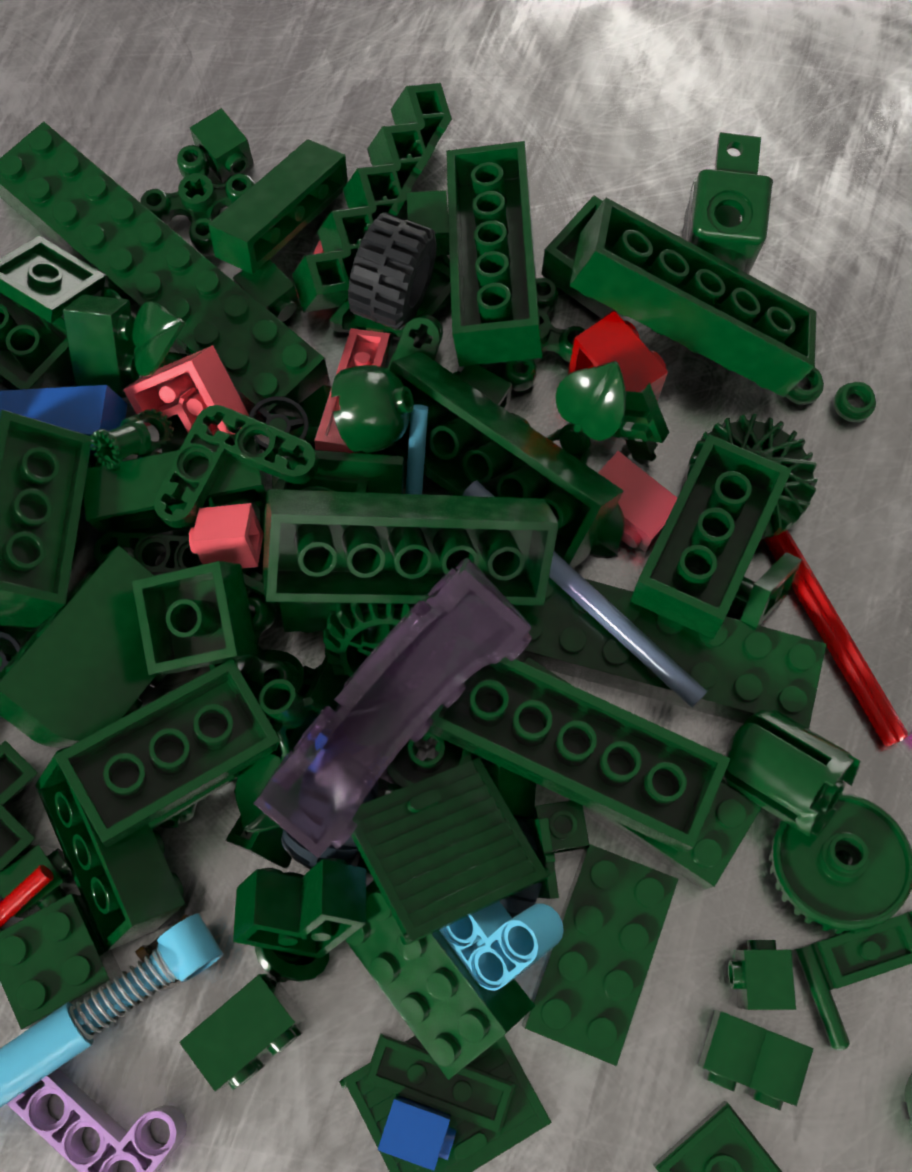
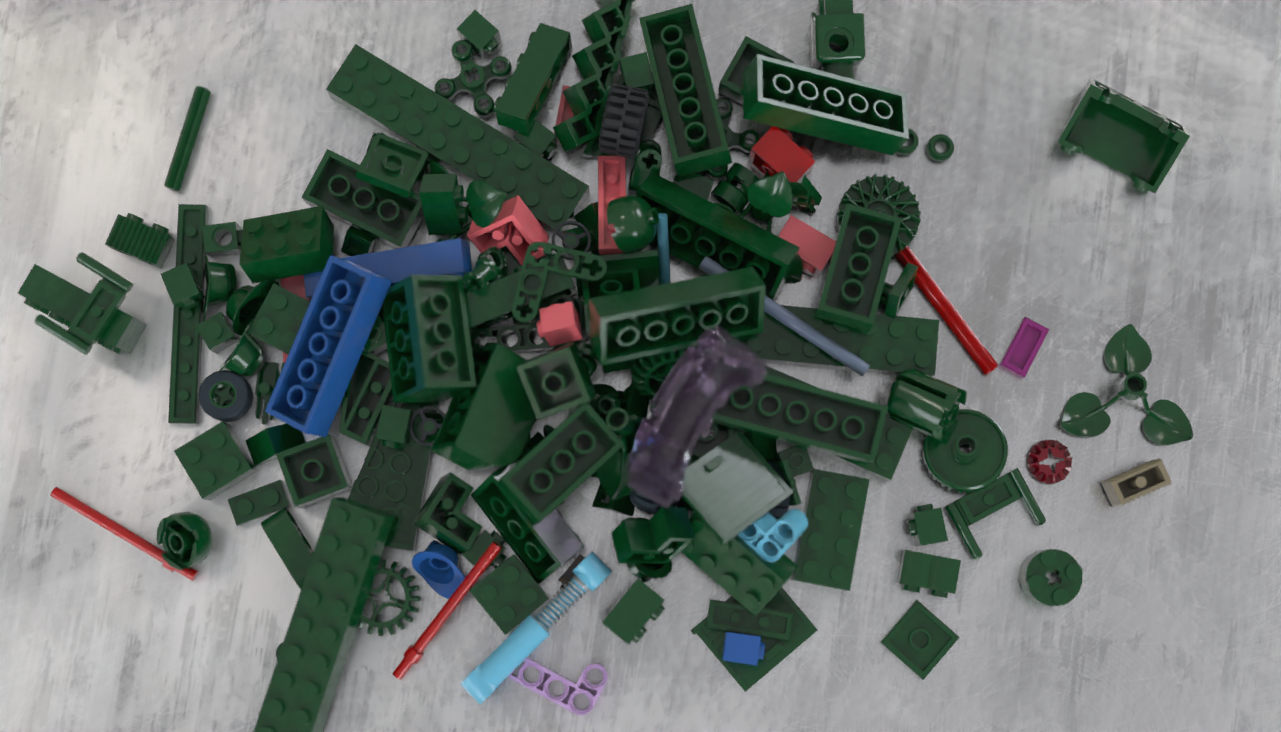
camera: 15 degrees left, 10 degrees up
(539, 401) = (728, 193): none -> dark green wheel

